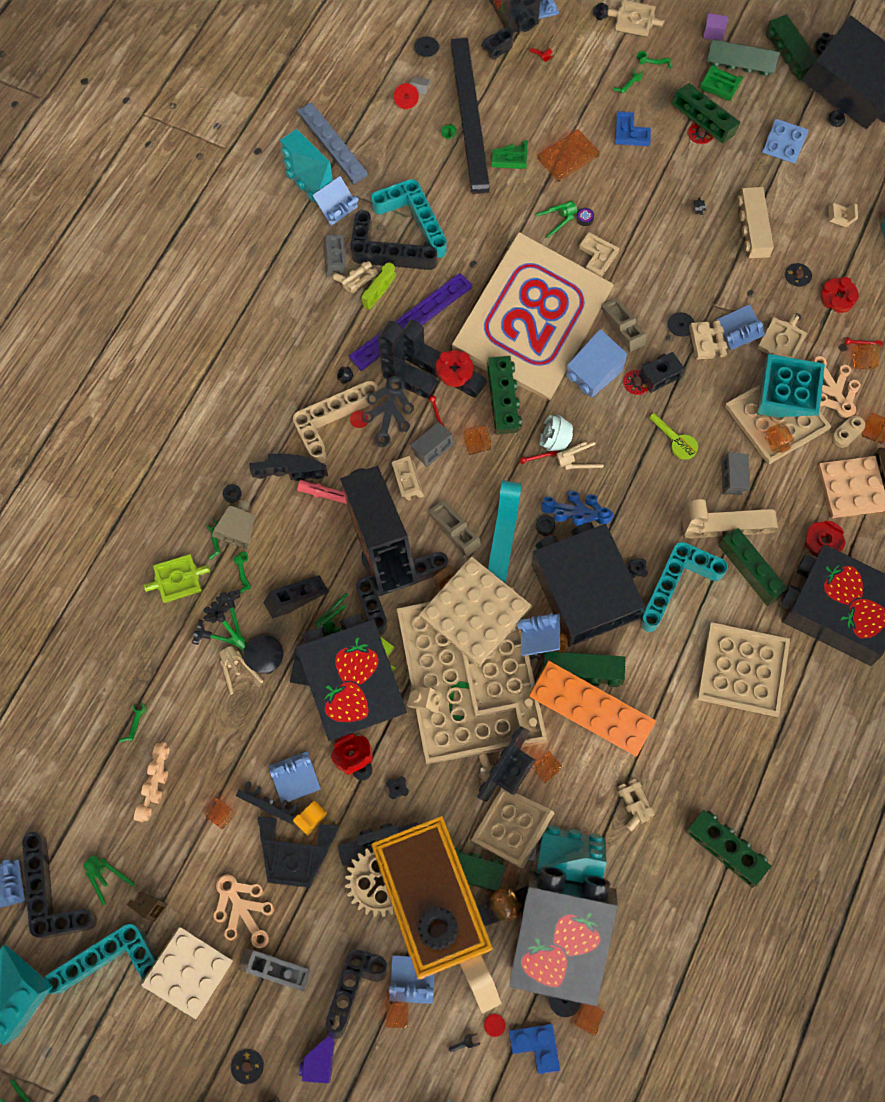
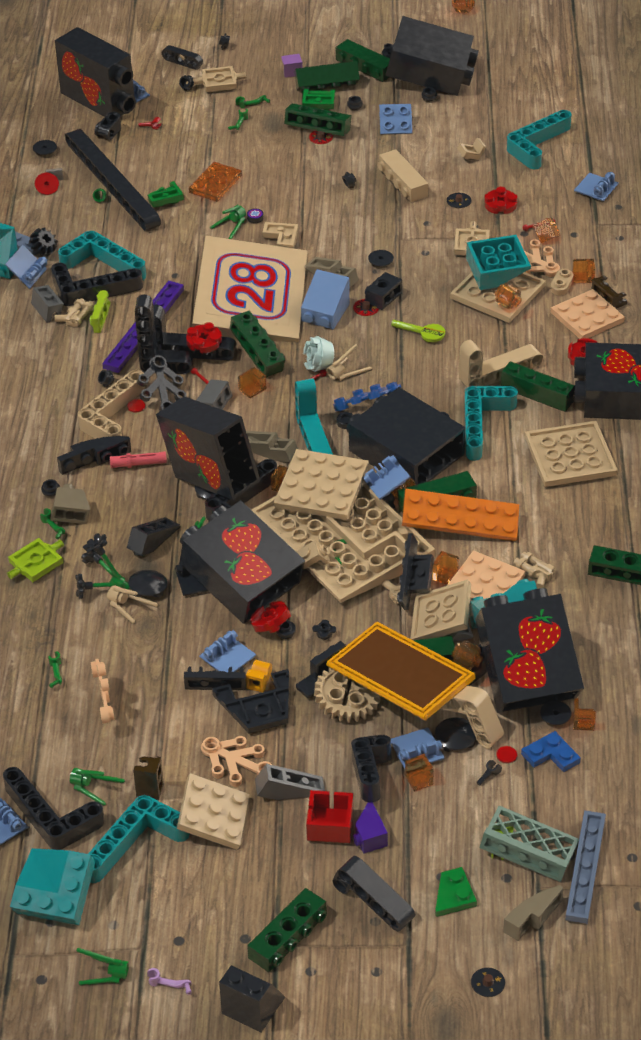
camera: 25 degrees left, 25 degrees down
(220, 814) = (176, 699): clear orange panel -> none
(239, 560) = (86, 529): green piece -> none
(247, 1066) = (306, 863): piece -> none
(288, 1035) = (329, 823): none -> red piece
(369, 171) = (43, 242): none -> black gear
(437, 942) = (420, 685): black tyre -> none
(453, 984) = (455, 734): none -> black dish
(579, 796) = (487, 575): none -> light nougat plate
(628, 134) = (258, 152): blue plate -> none
(702, 340) = (406, 261): tan plate -> none
(735, 473) = (485, 334): dark grey hinge -> none
(741, 327) = (432, 243): medium blue hinge -> none
(755, 101) = (354, 102): none -> black plate

